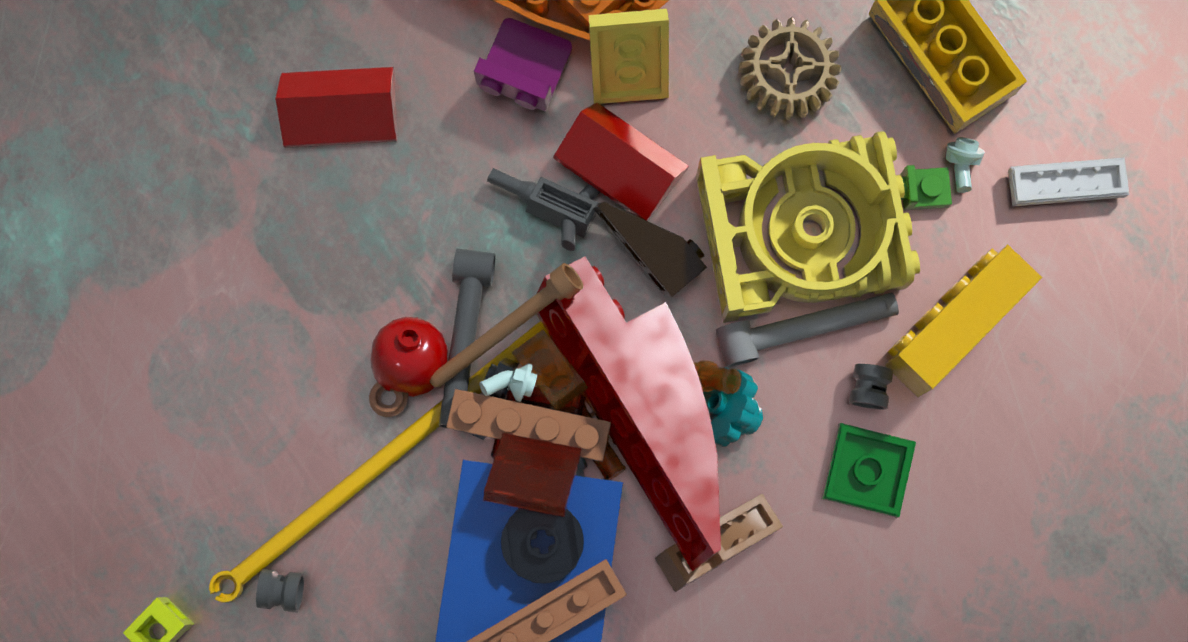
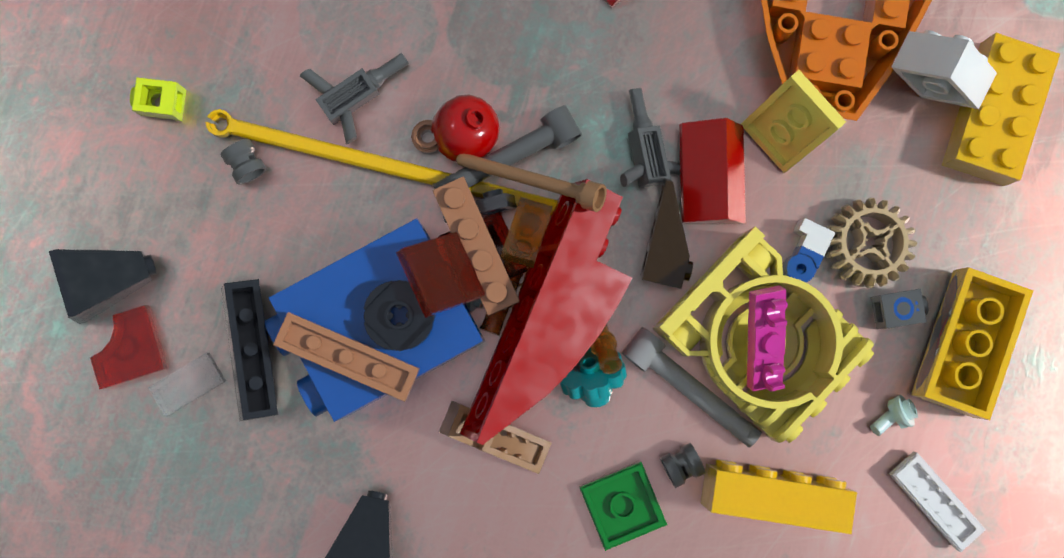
camera: 50 degrees right, 5 degrees up
(293, 439) = (351, 93): none -> dark grey piece
(519, 382) = (501, 217): light aqua plate -> none
(523, 64) = (731, 54): magenta bracket -> none
(756, 127) = (808, 251): none -> leg
(810, 223) = (766, 338): none -> dark pink plate
(869, 86) = (899, 309): none -> dark grey brick
(926, 188) = (855, 402): bright green bracket -> none

